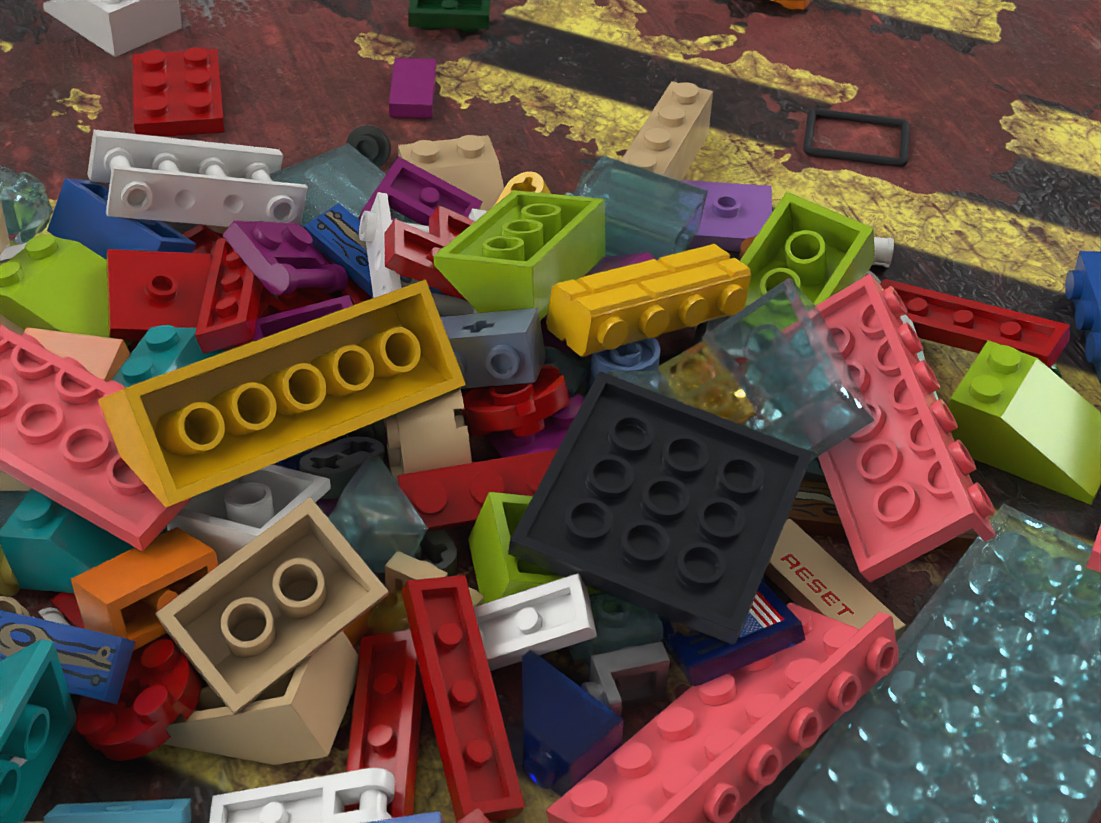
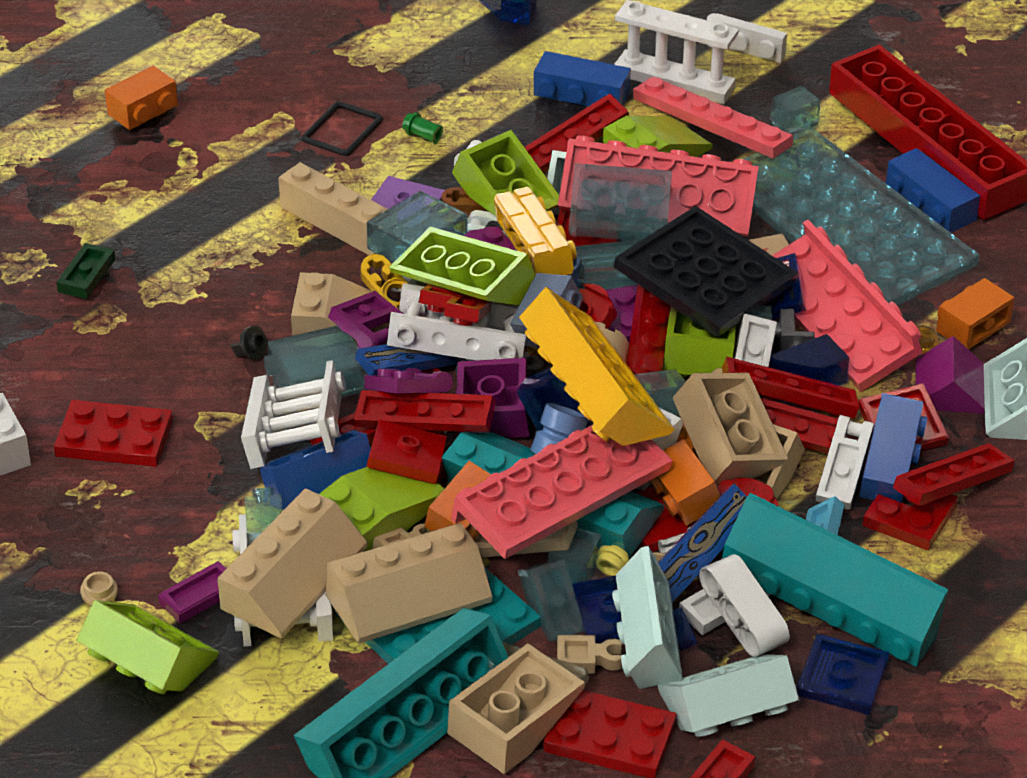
camera: 70 degrees left, 0 degrees up
(412, 88) = (175, 311): magenta tile -> none
(703, 383) = (616, 236): clear yellow slope -> none
(898, 189) = (421, 127): none -> green pin

